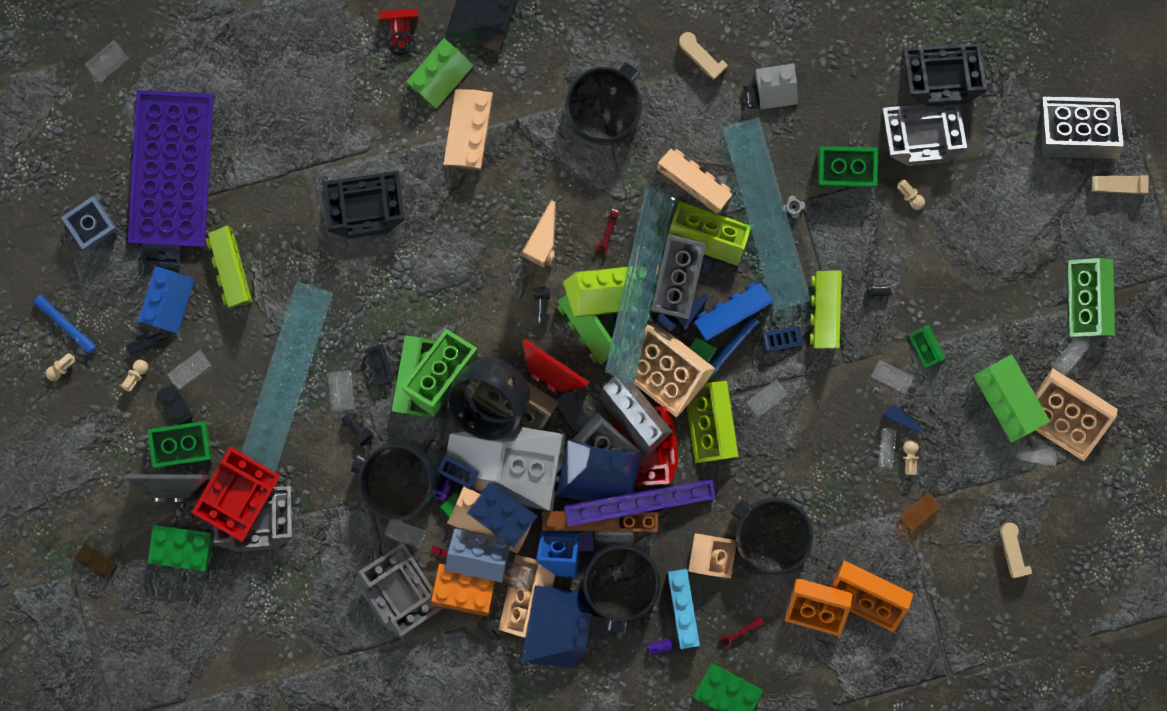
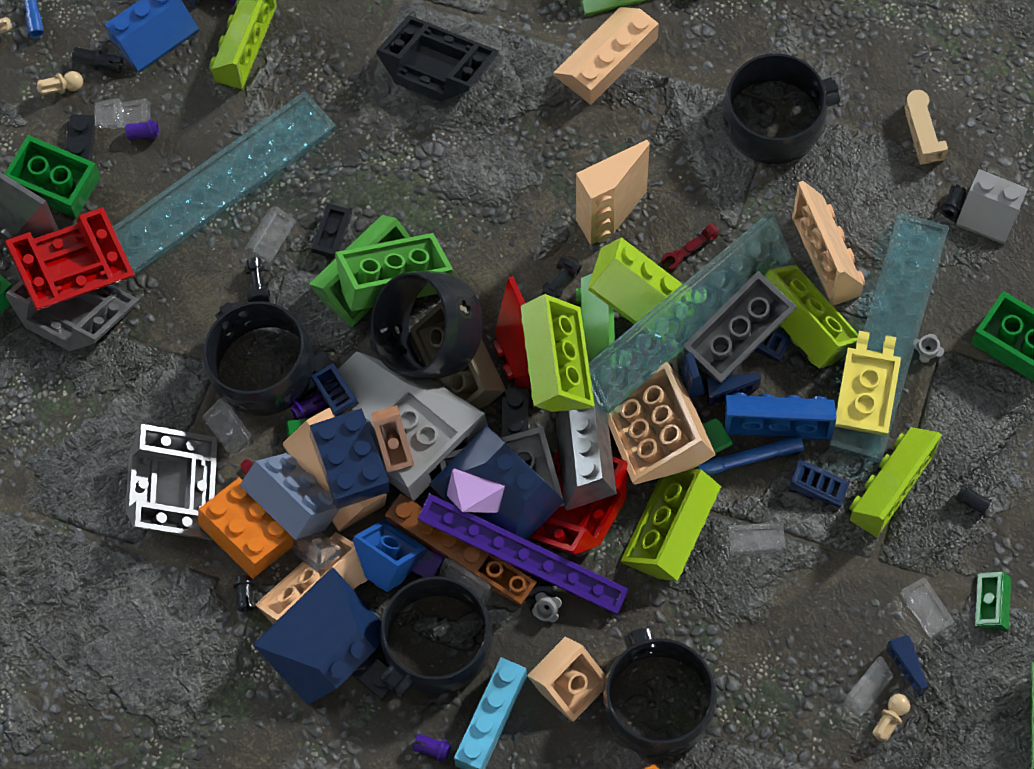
camera: 40 degrees right, 20 degrees down
(211, 373) = (142, 130): none -> dark purple pin
(519, 487) = (392, 438): none -> nougat slope
(587, 376) = (556, 355): none -> lime slope
(589, 488) = (474, 493): none -> lavender slope
(671, 521) = (546, 614): none -> light grey plate
(775, 260) = (868, 387): none -> light yellow tile

